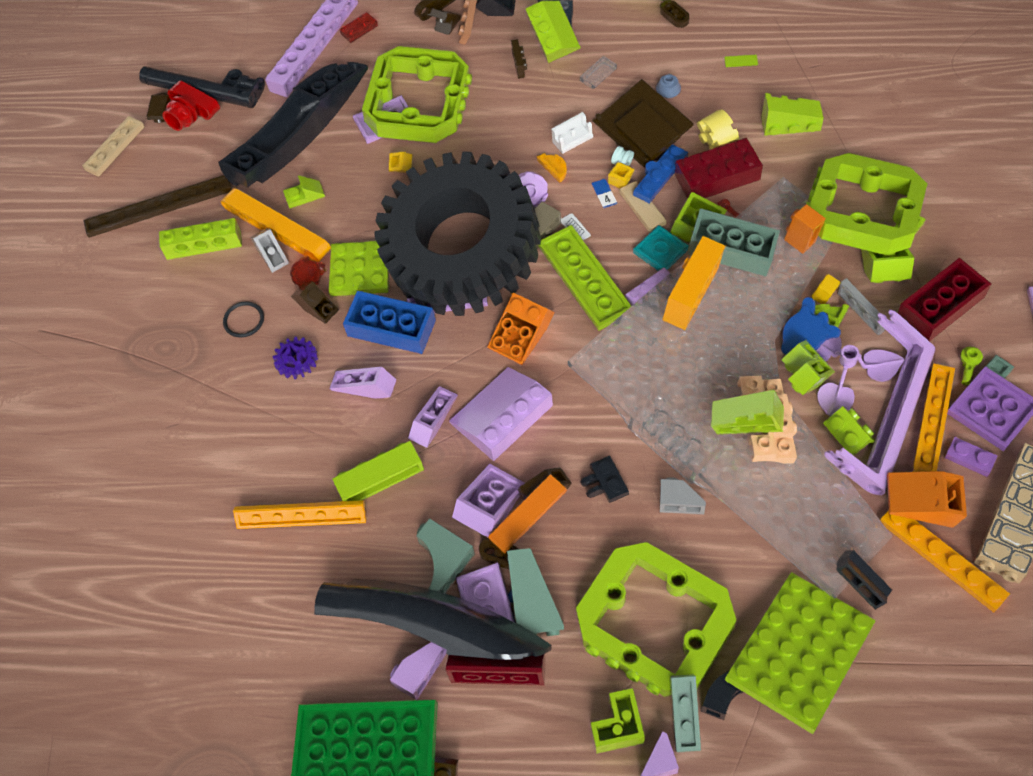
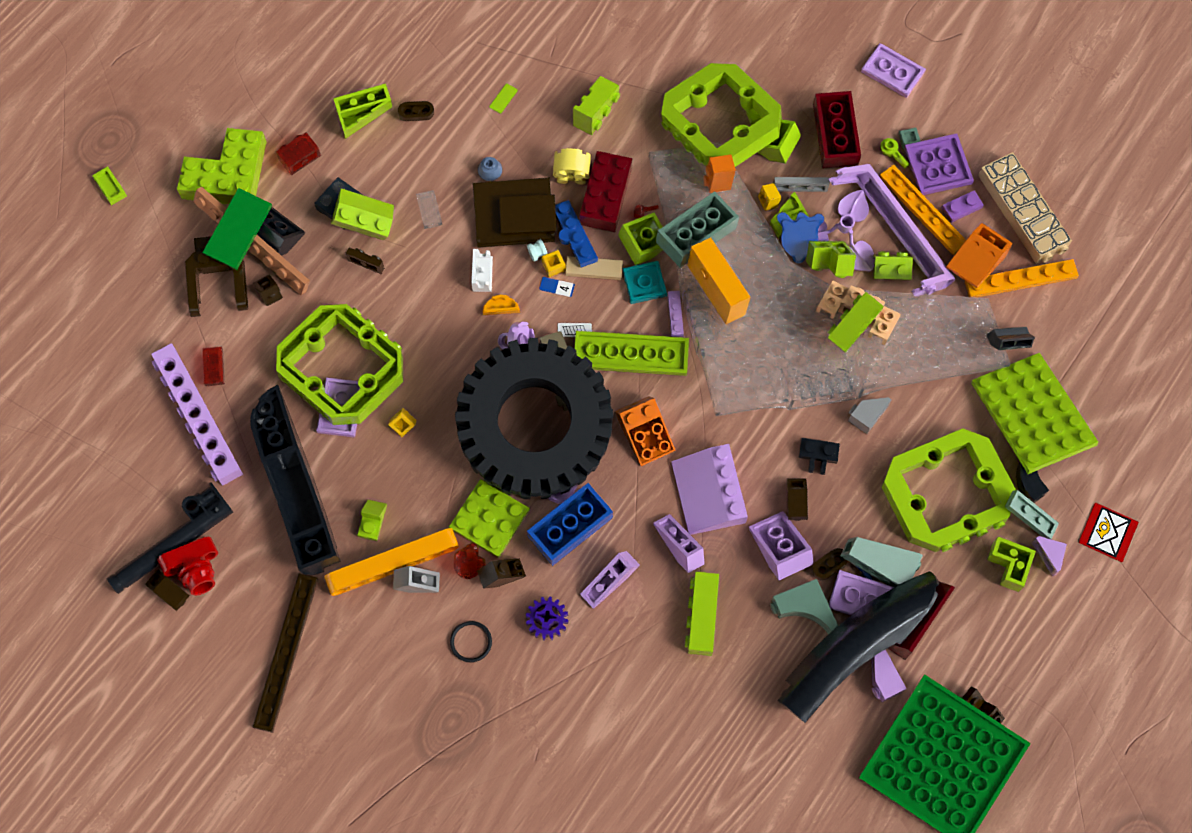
camera: 65 degrees left, 10 degrees up
(113, 146) = (182, 657): tan plate -> none
(200, 238) = (360, 632): lime brick -> none
(300, 514) = (698, 693): light orange tile -> none
(527, 513) = (816, 524): orange tile -> none

